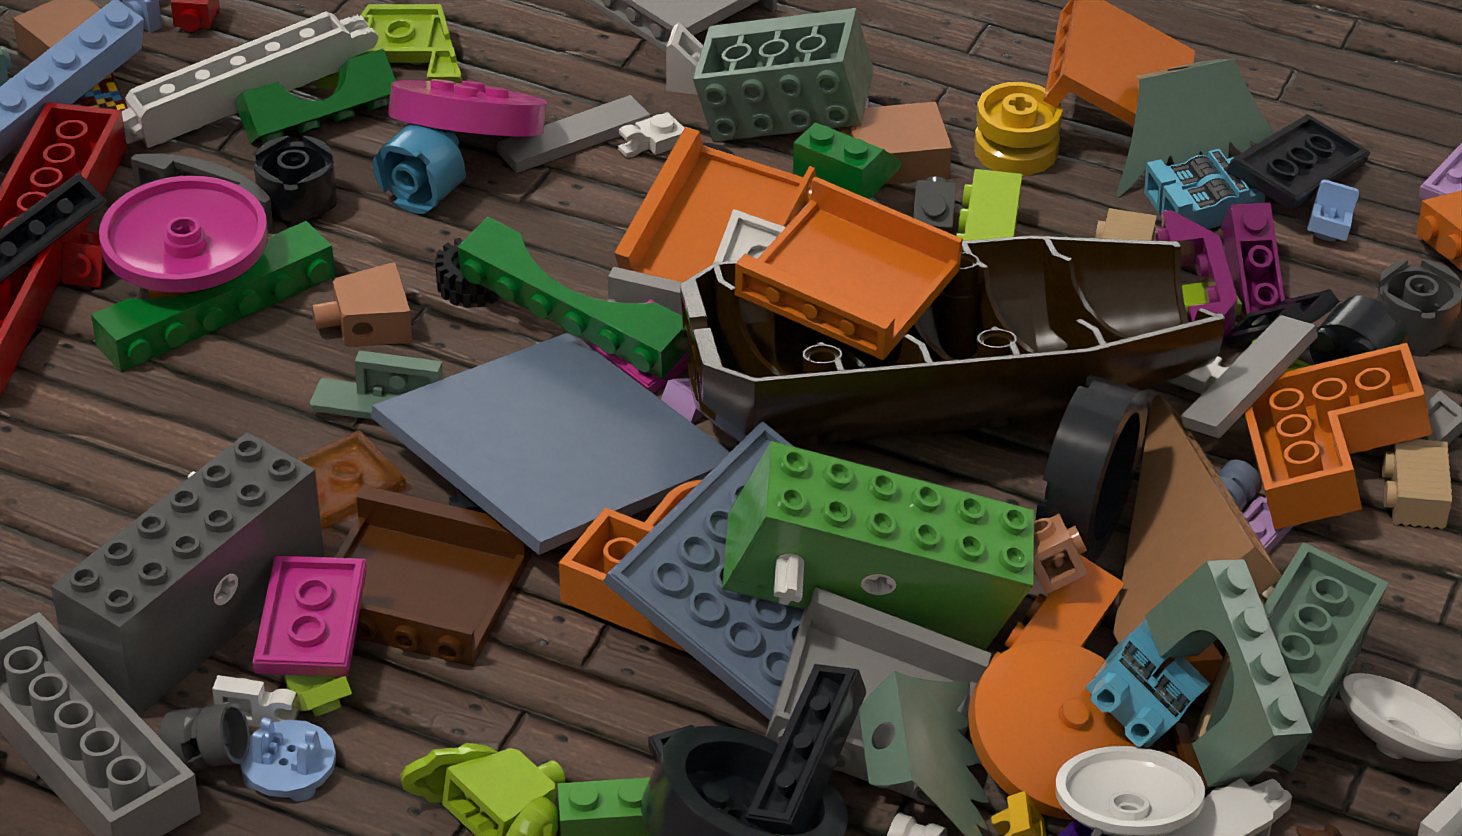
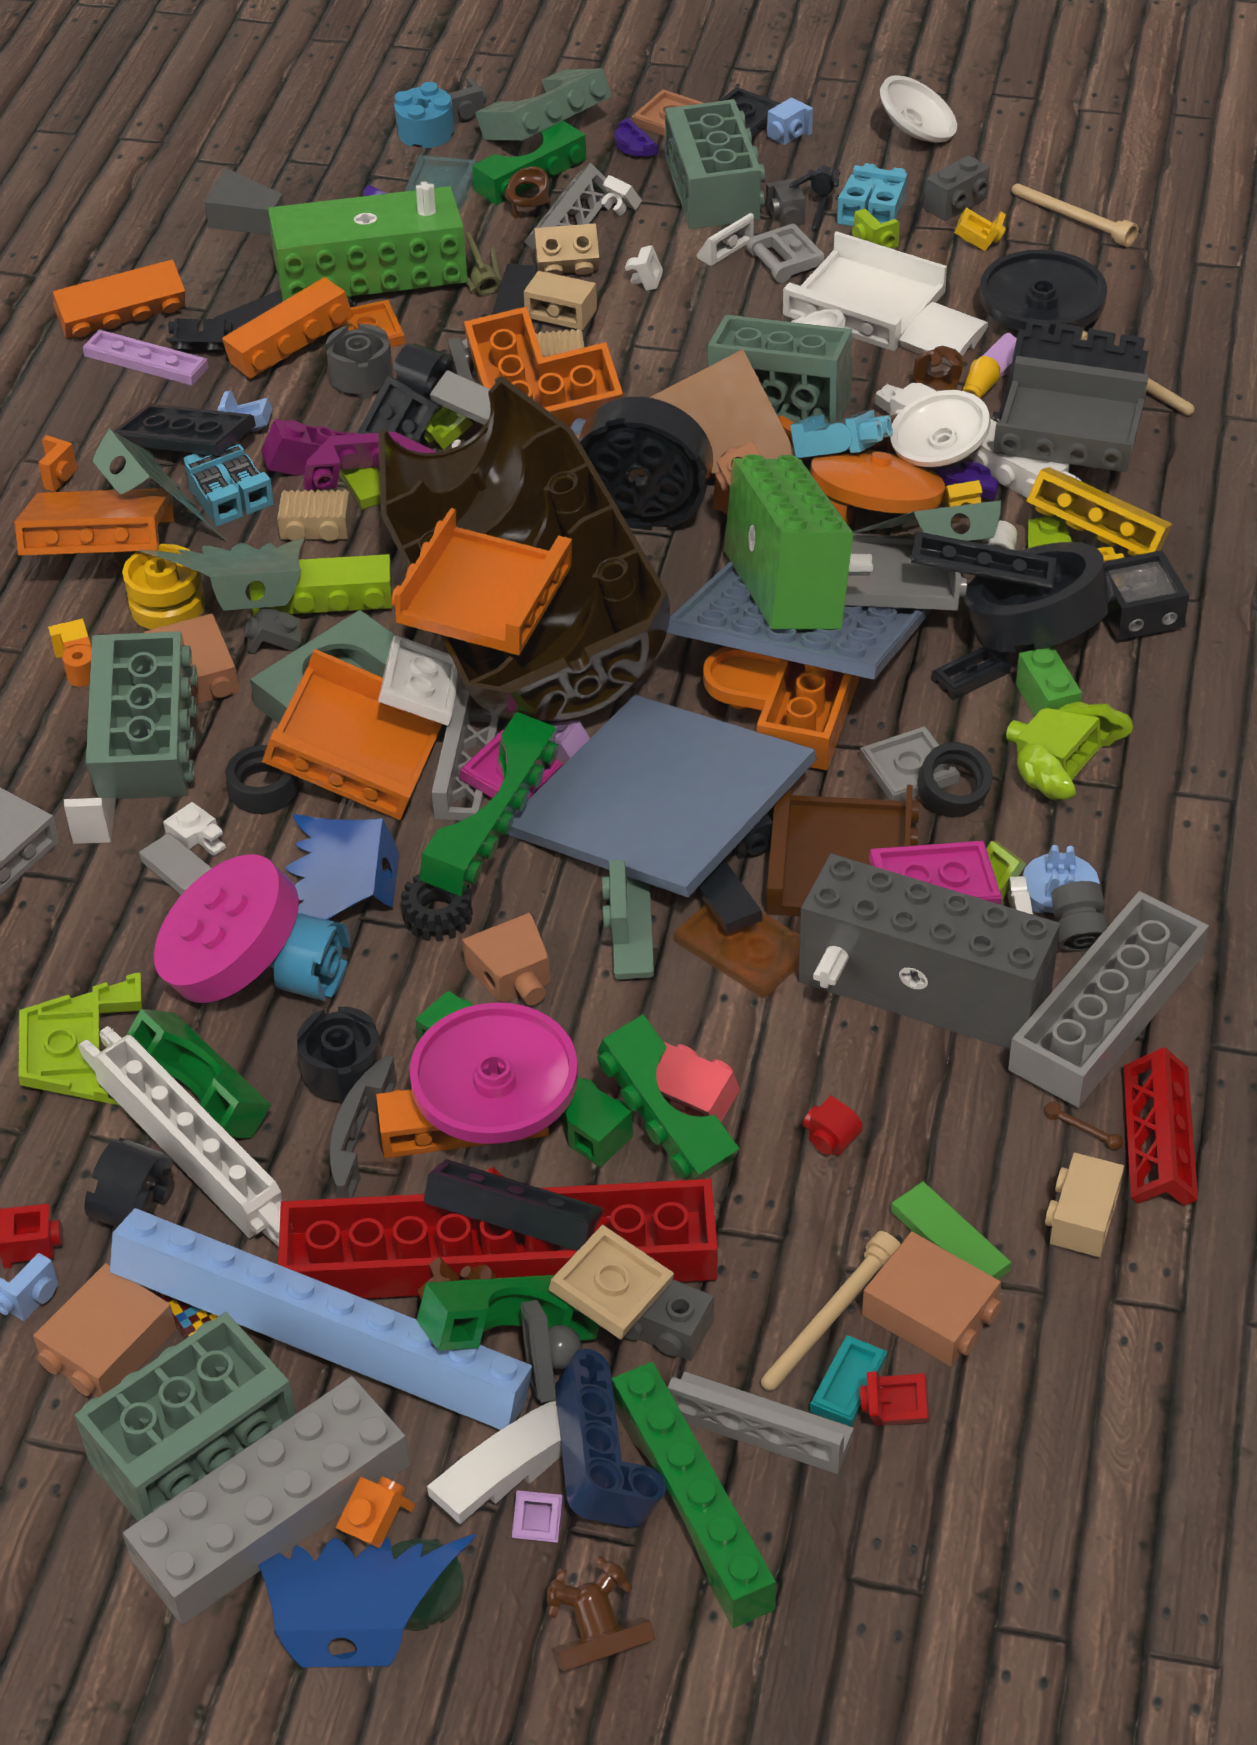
camera: 100 degrees left, 5 degrees up
(36, 491) = (832, 1126): none -> red plate
(63, 380) = (694, 1143): none -> green arch
(136, 394) = (695, 1083): none -> coral brick
(198, 36) = (128, 1179): none -> black brick
(377, 465) = (729, 899): none -> black tile
(490, 711) = (961, 755): none -> black tyre
(542, 675) = (899, 760): none -> light grey tile
(557, 217) = (343, 864): none -> piece
(844, 160) = (268, 659): green slope -> none
(938, 74) = (73, 645): none -> leg
(1003, 155) = (235, 569): none -> sand green piece
(1264, 79) = (57, 463): none -> orange bracket
(1264, 708) = (811, 353): sand green arch -> none

